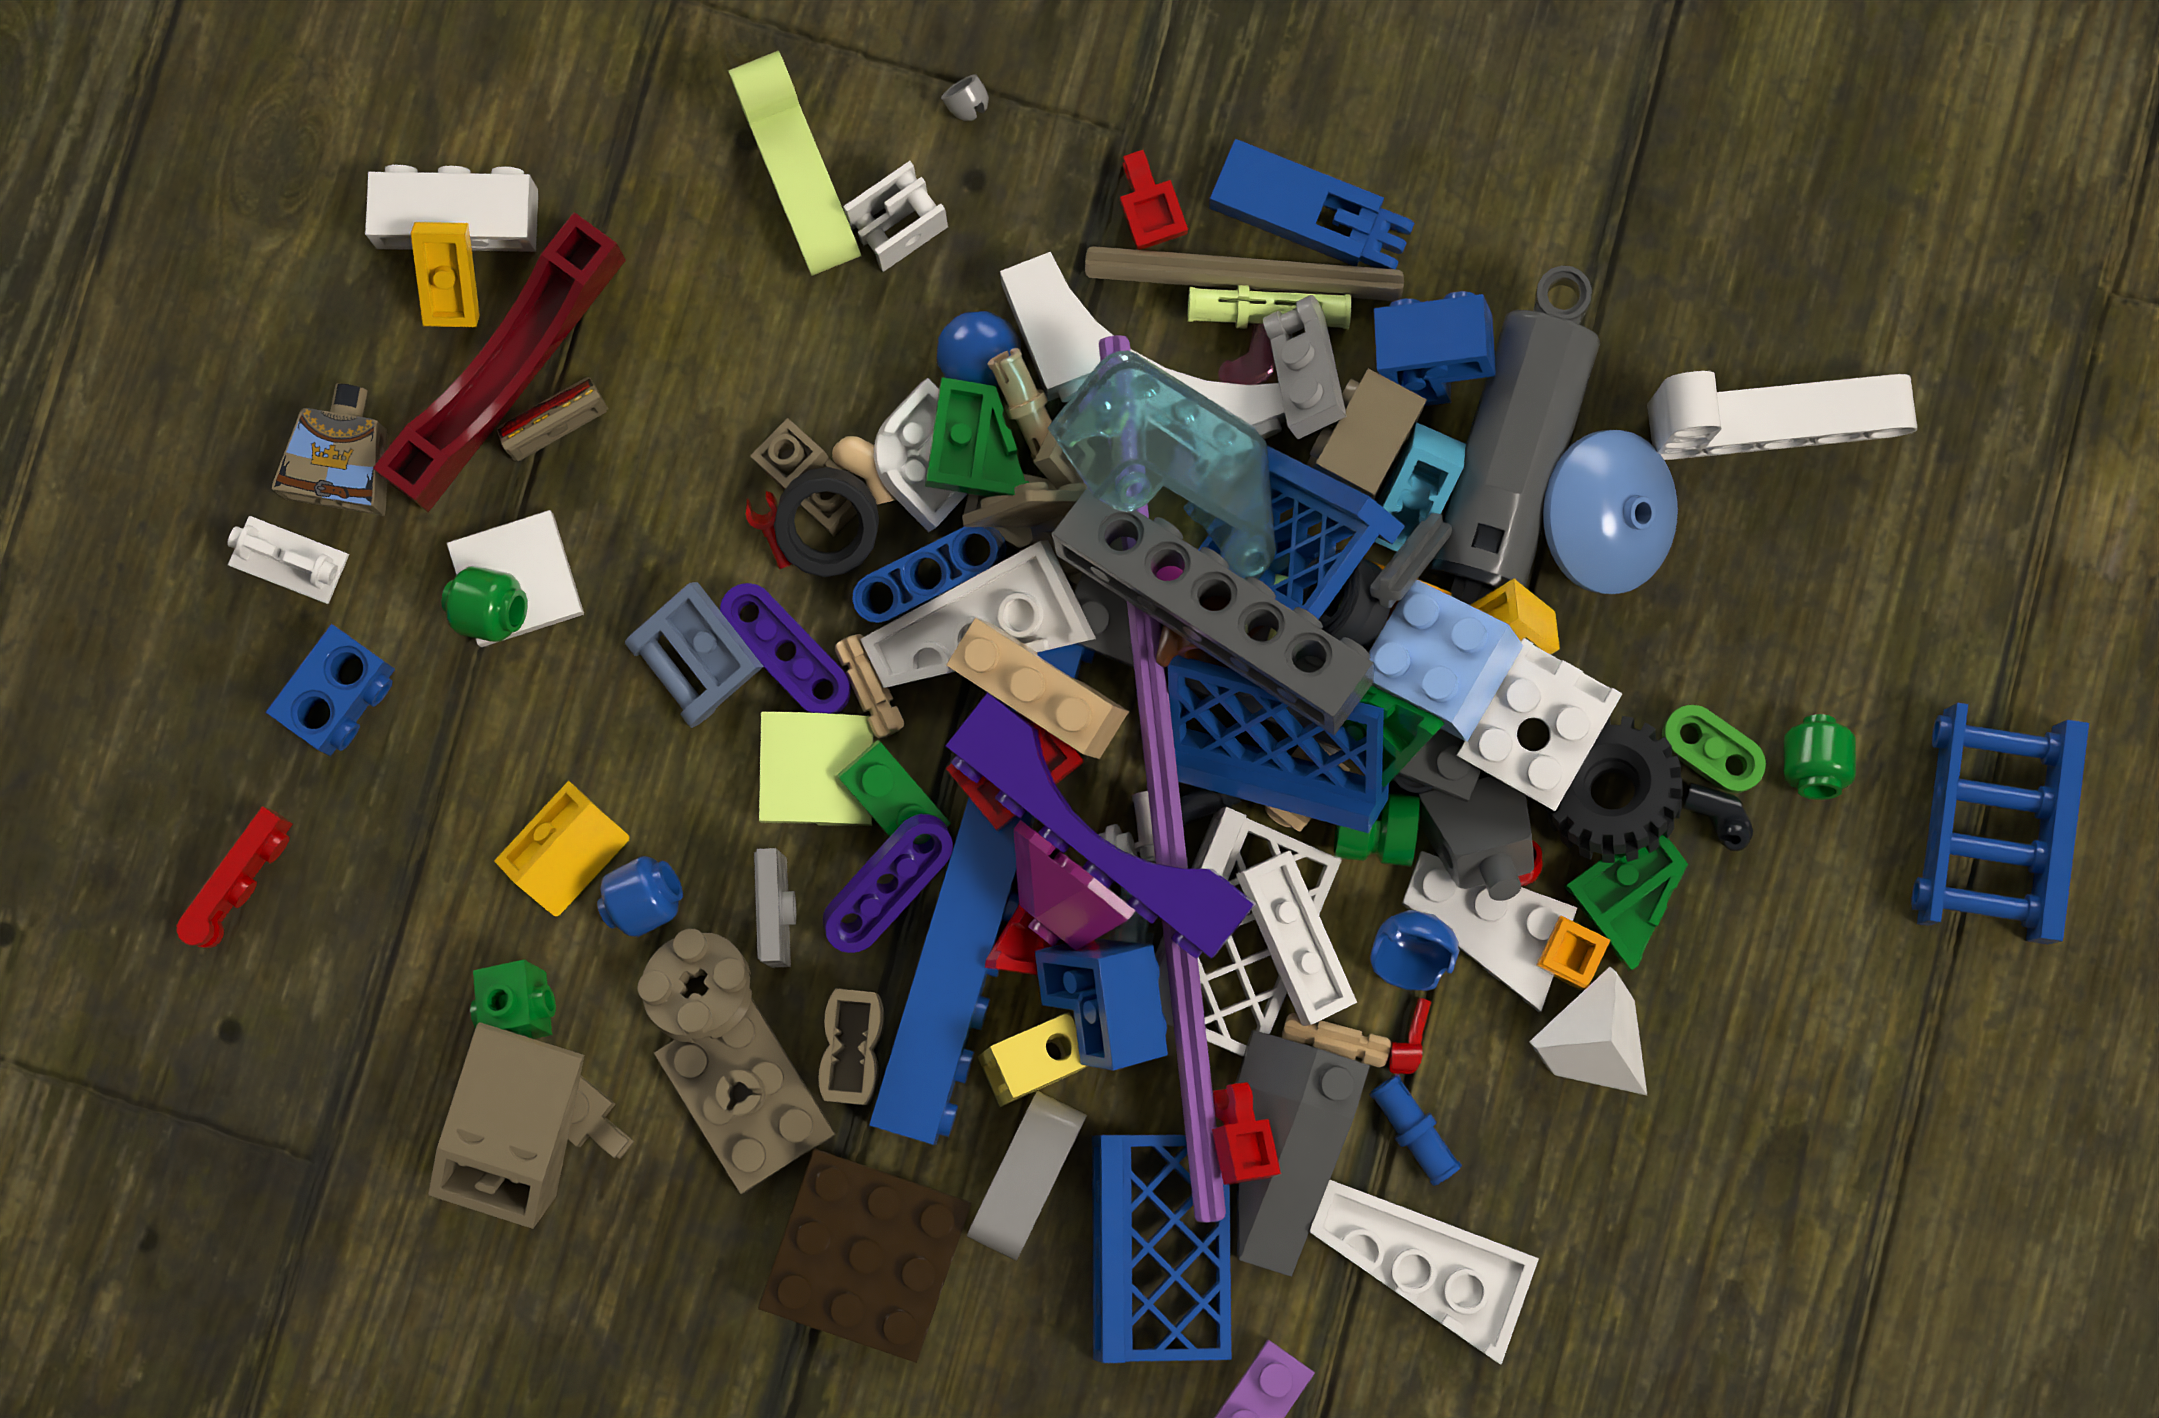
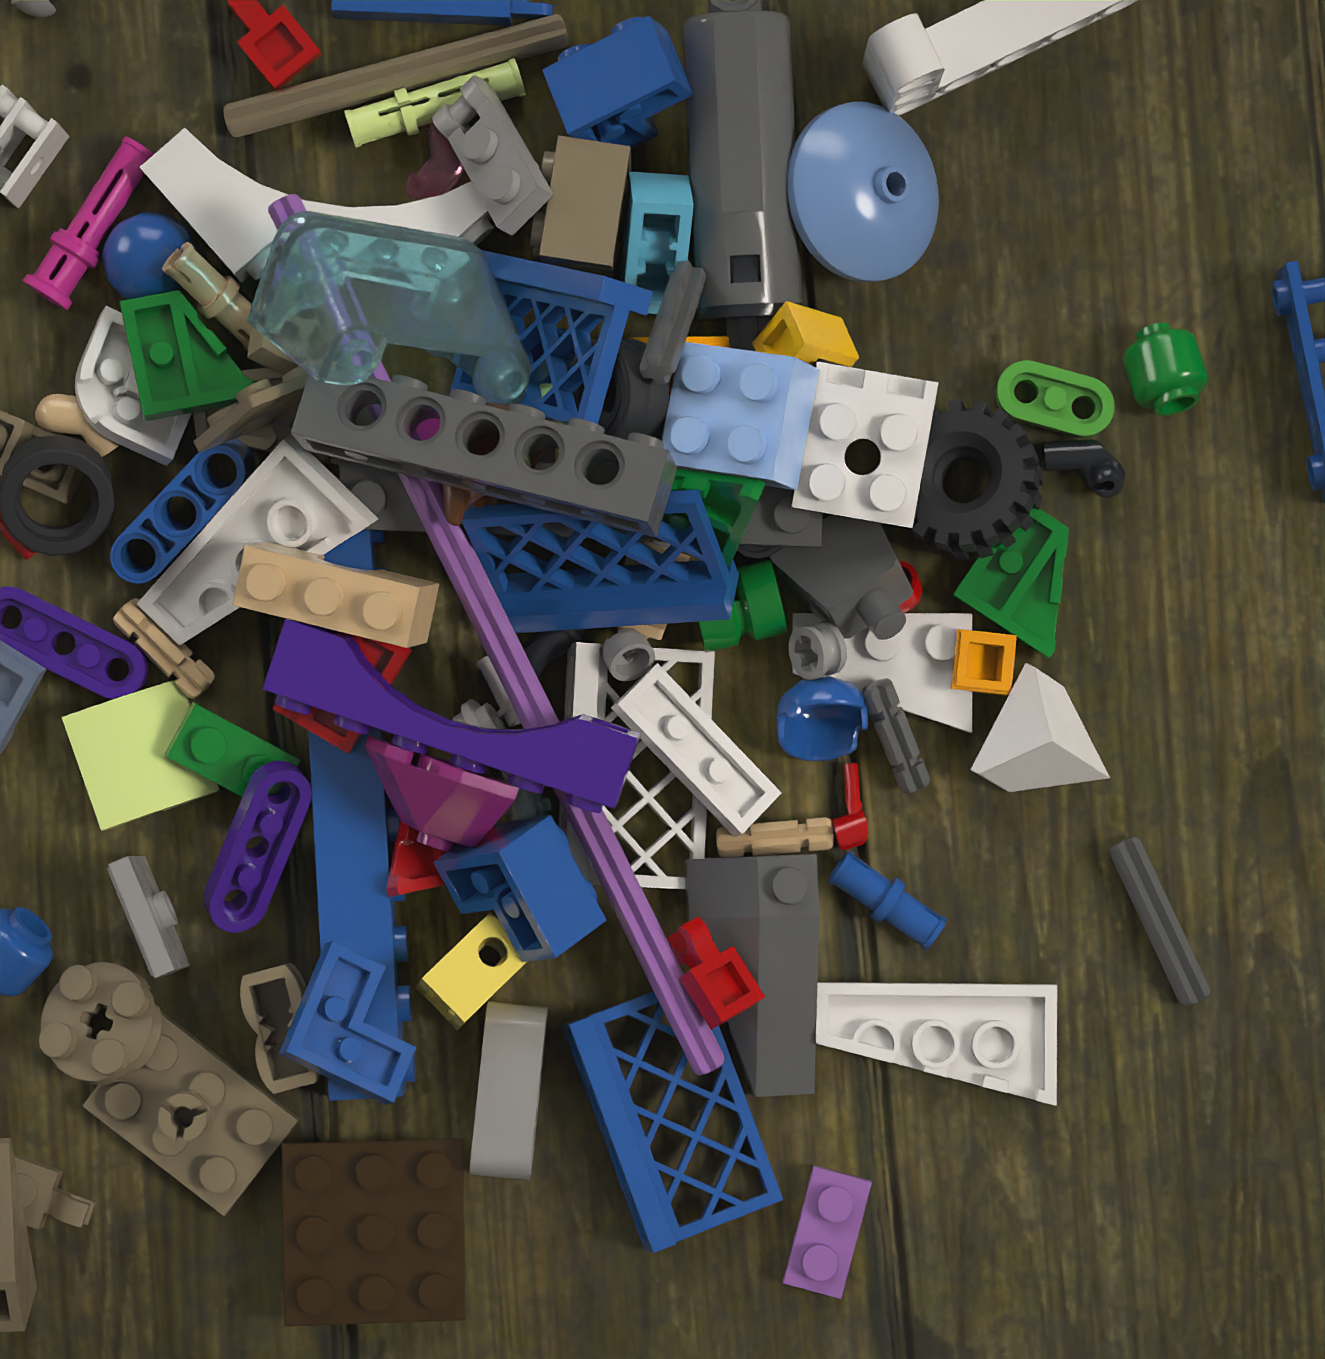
camera: 20 degrees left, 5 degrees up
(895, 1069) = (331, 1032): none -> blue plate
(920, 320) = (76, 247): none -> dark pink pin
(1268, 845) = (634, 665): none -> light grey hinge
(1433, 889) = (817, 650): none -> light grey bush
(1474, 989) = (896, 735): none -> dark grey axle
(1648, 1236) = (1159, 921): none -> dark grey axle

